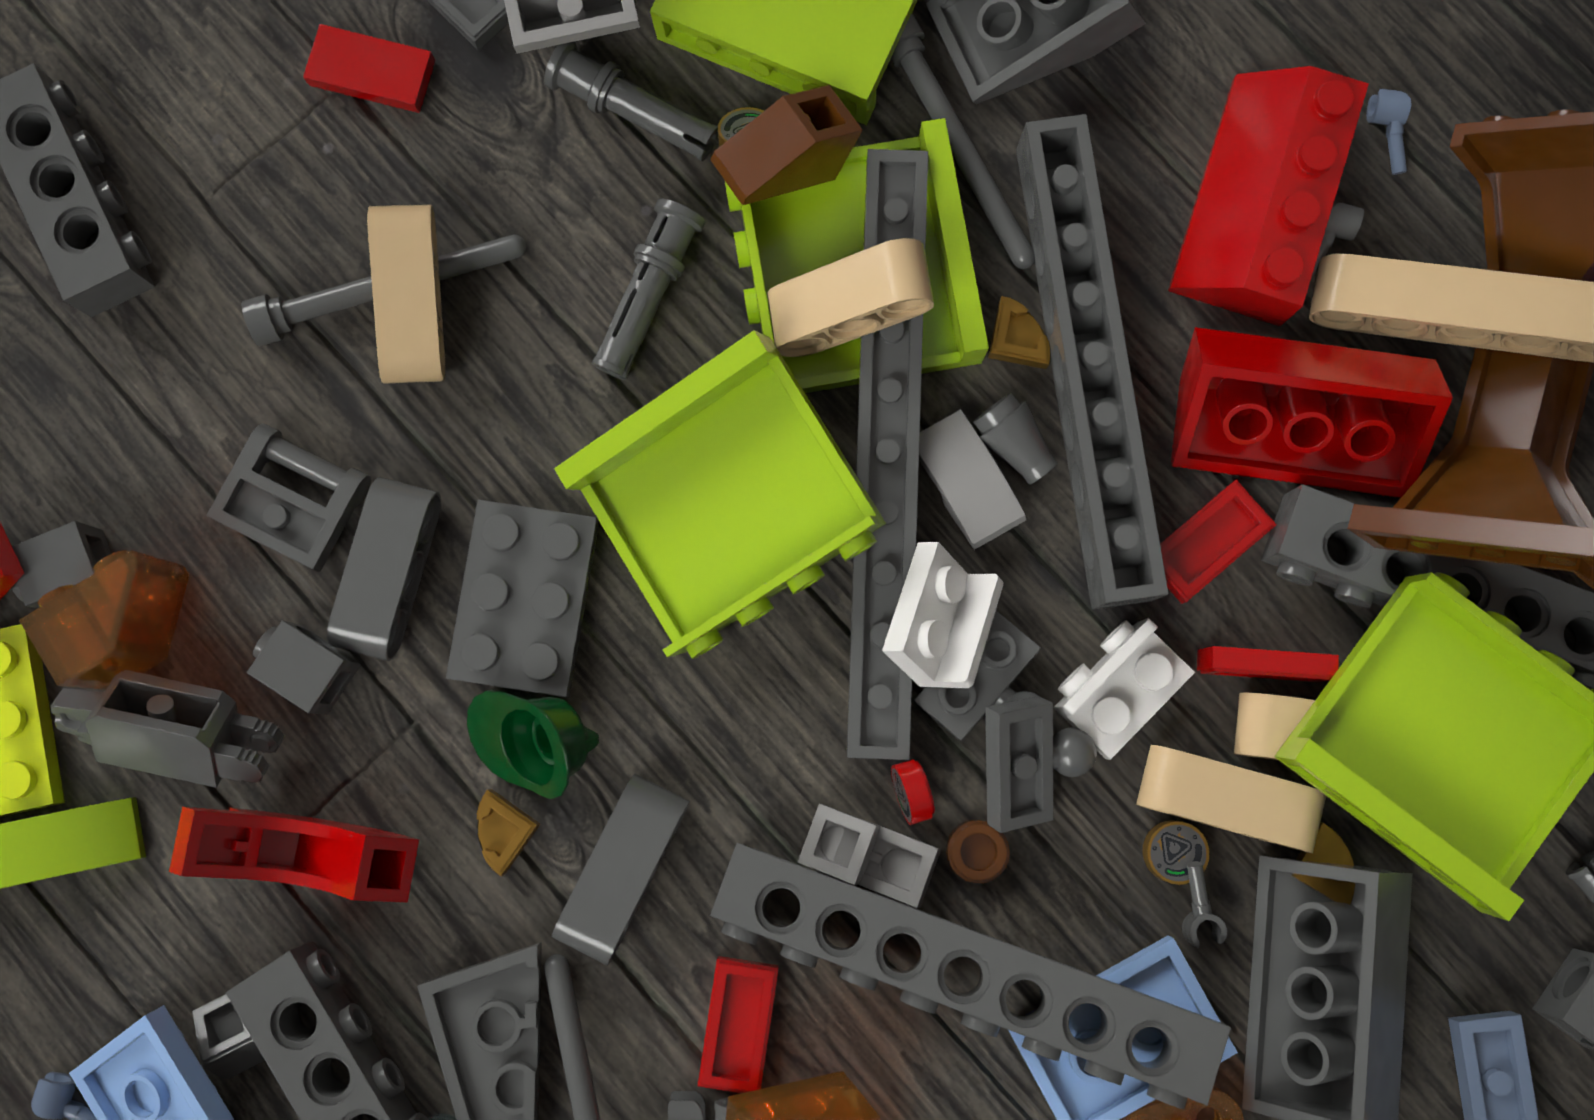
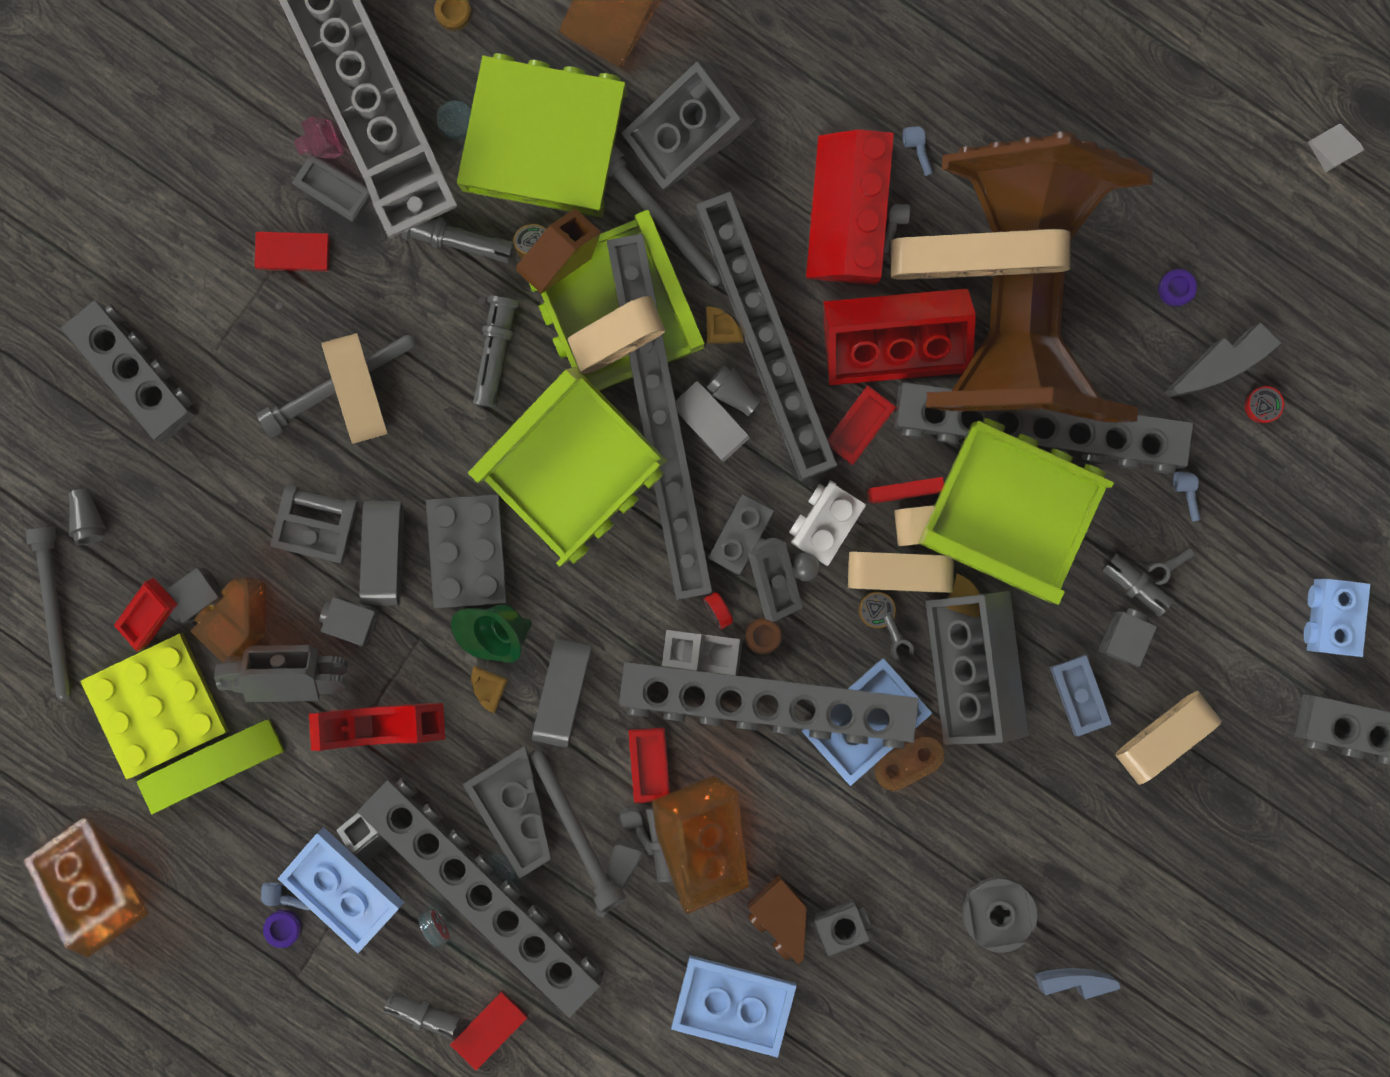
camera: 20 degrees left, 5 degrees up
(942, 620) = (712, 508): white bracket -> none

